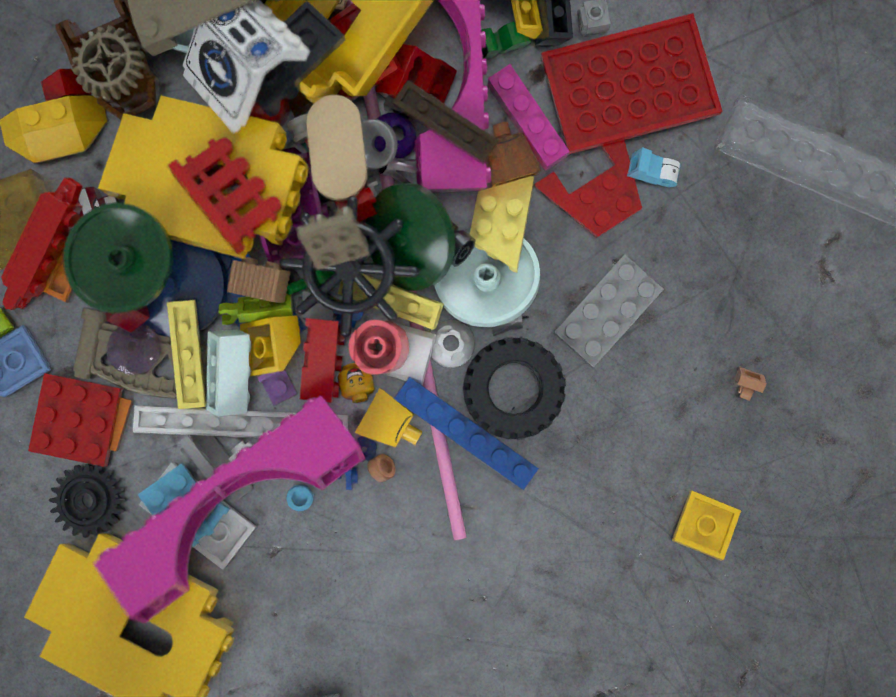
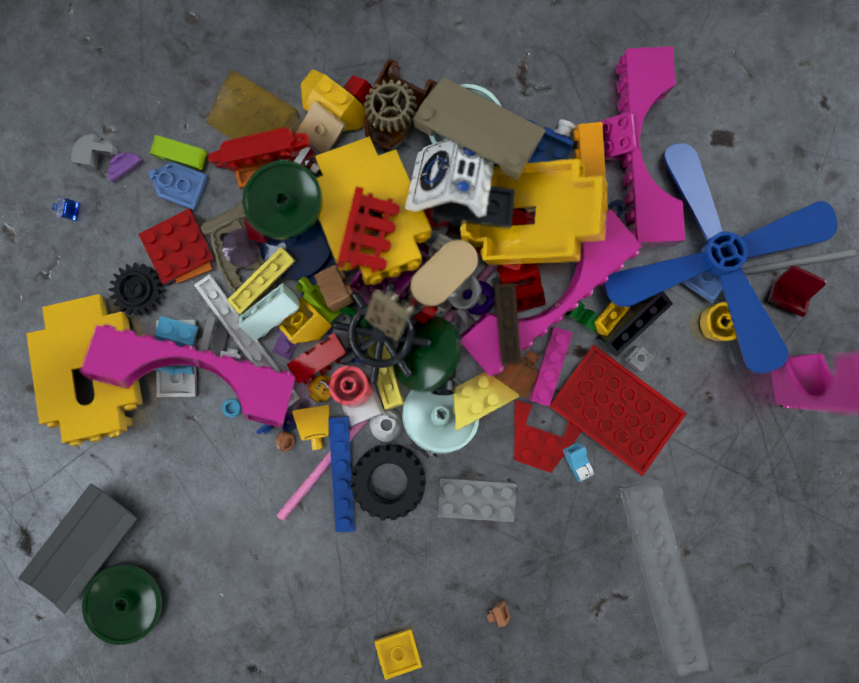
camera: 55 degrees right, 0 degrees up
(72, 157) = (321, 127): none -> tan plate

